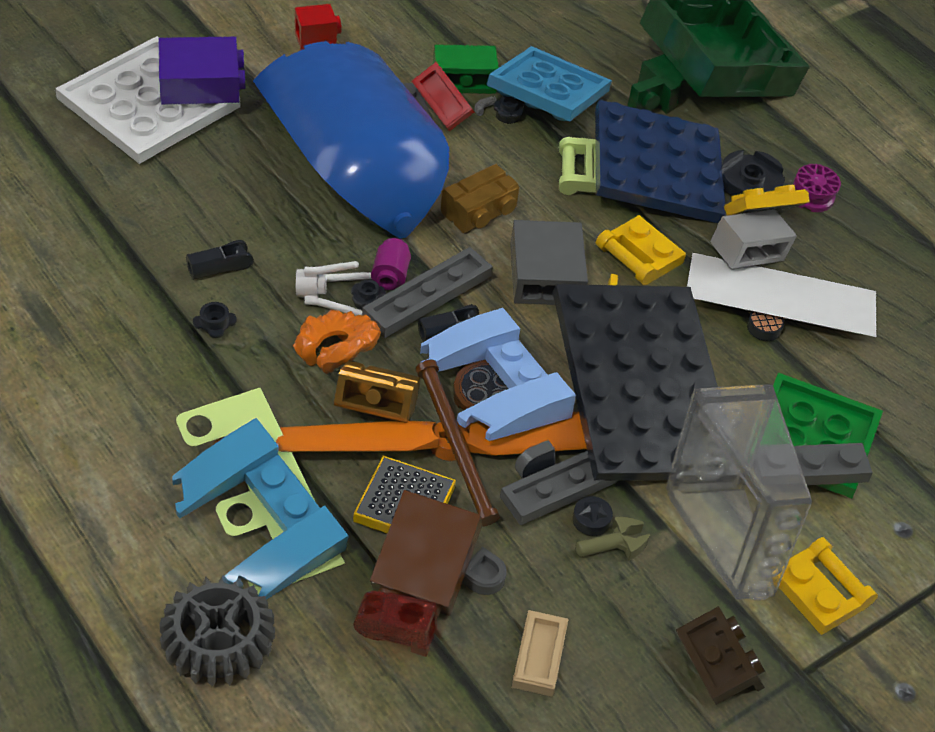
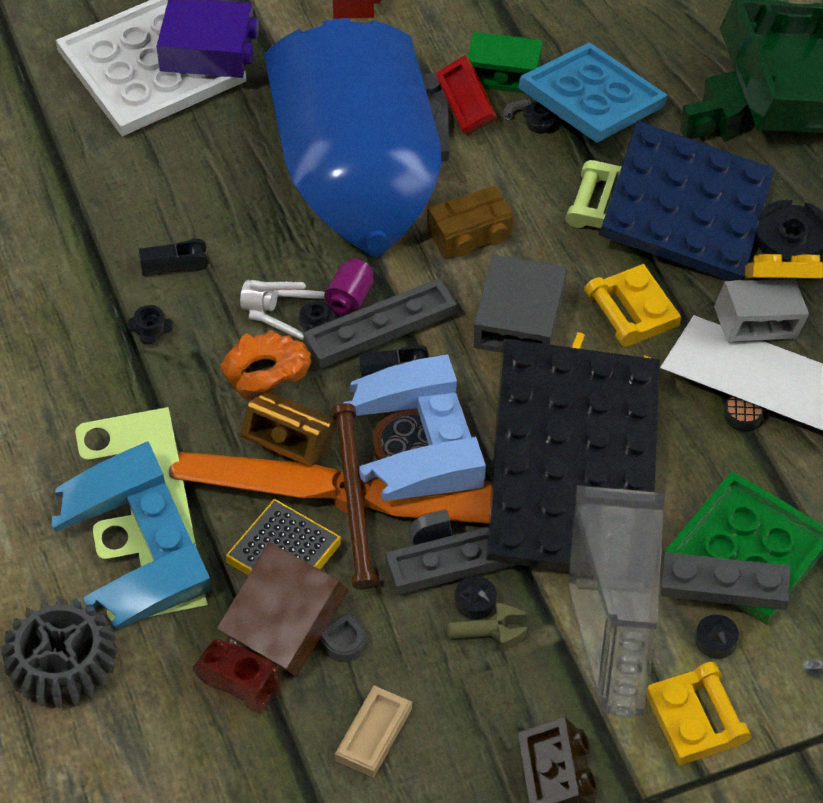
camera: 20 degrees right, 5 degrees up
(819, 517) = (716, 636): none -> black tile

